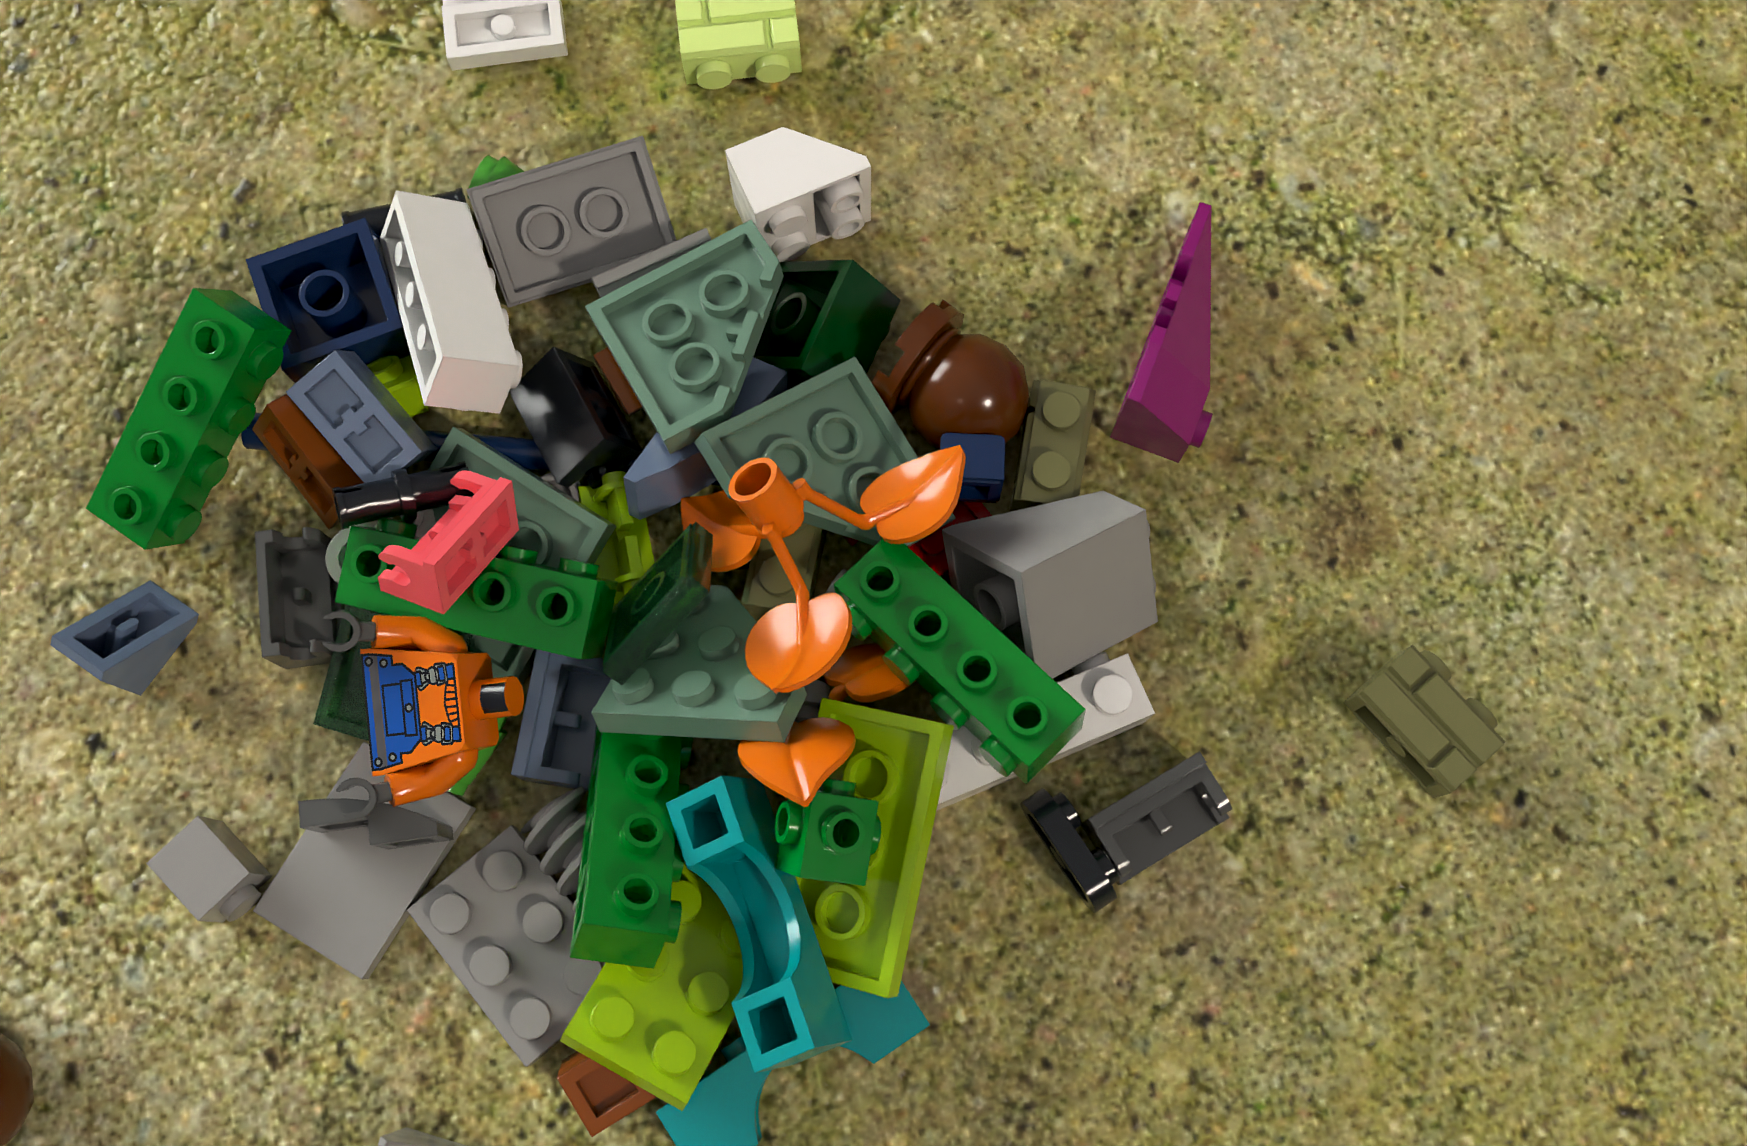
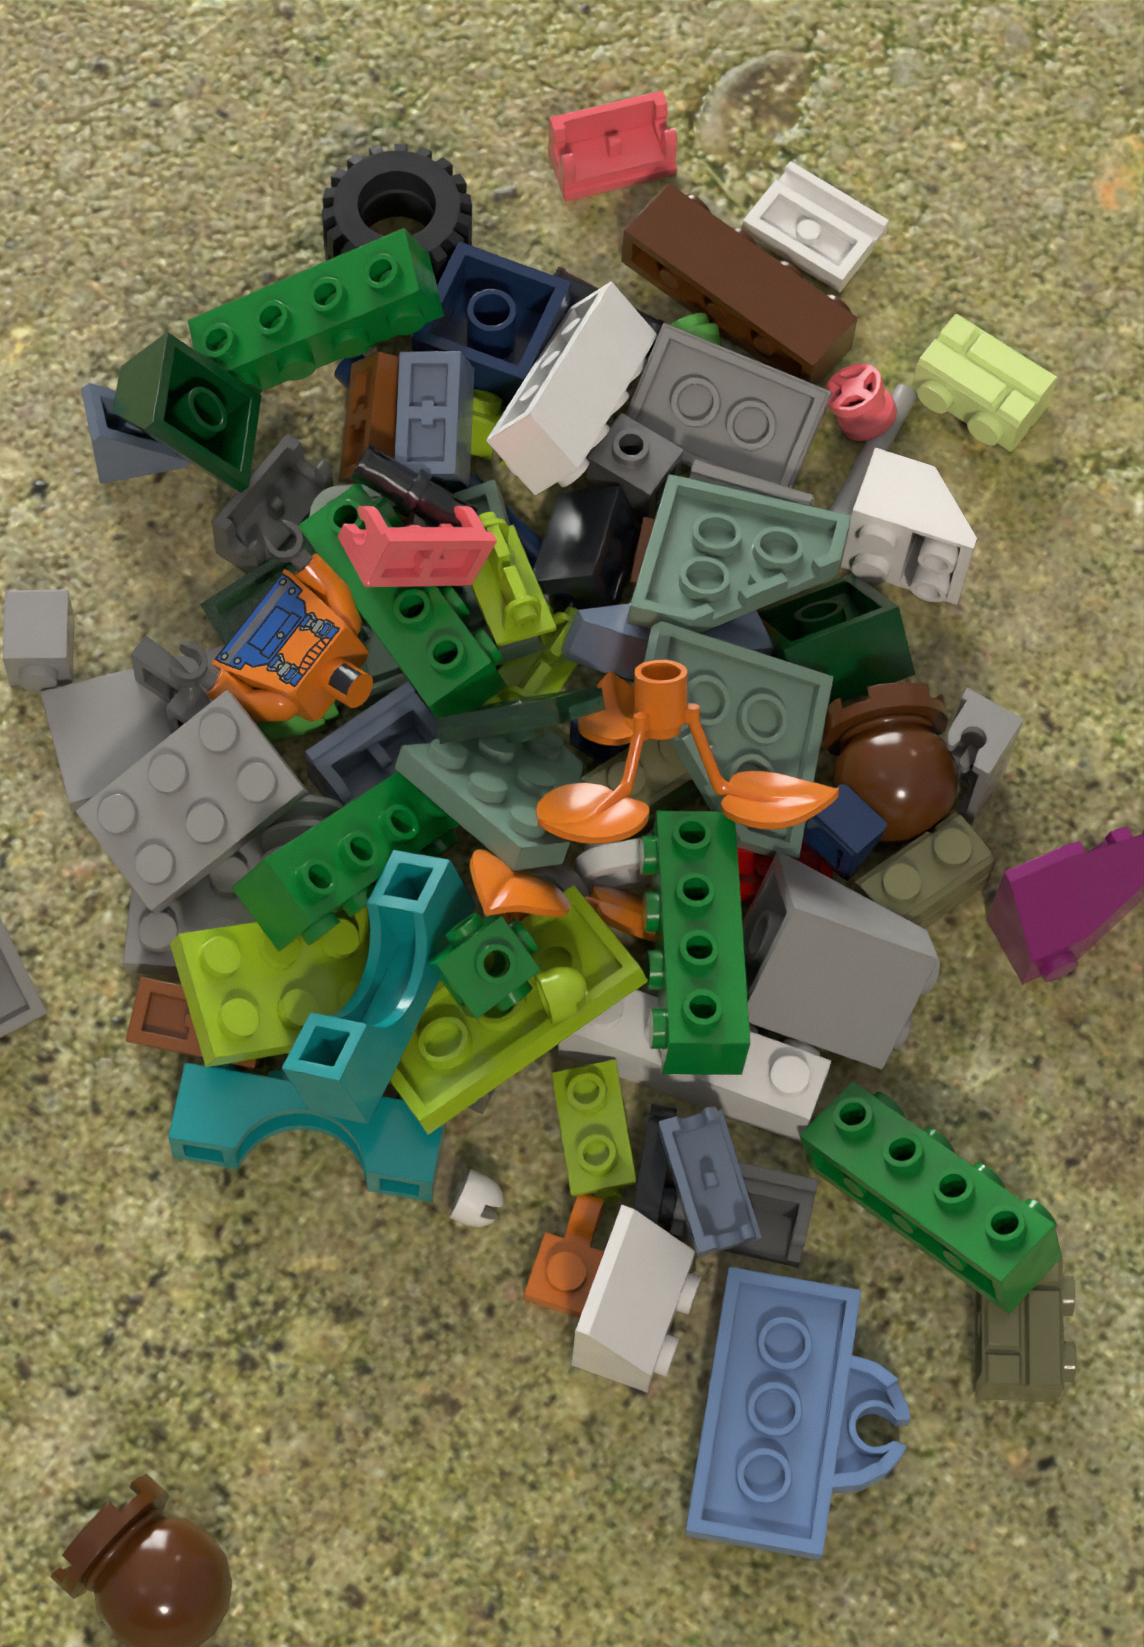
camera: 40 degrees right, 10 degrees down
(153, 255) = (397, 186): none -> black tyre
(157, 583) = (191, 408): none -> dark green slope
(291, 83) = (612, 146): none -> coral hinge
(463, 901) = (192, 802): none -> light grey plate
(493, 111) = (739, 286): none -> reddish brown brick
(548, 317) = (635, 461): none -> flat silver brick
(551, 506) = (509, 588): none -> lime hinge
(661, 112) = (861, 402): none -> coral wheel
(707, 158) = (844, 503): none -> light grey bar
(908, 801) = (561, 992): none -> lime hinge
(963, 995) = (472, 1197): none -> white hinge
(1002, 863) = (594, 1130): none -> lime hinge
(1007, 311) = (982, 747): none -> light grey hinge
(1075, 980) = (568, 1264): none -> orange plate
(1133, 833) = (708, 1181): none -> sand blue hinge
(1158, 972) = (635, 1302): none -> white slope
(1291, 686) = (932, 1195): none -> green brick
(1331, 945) = (787, 1415): none -> medium blue plate

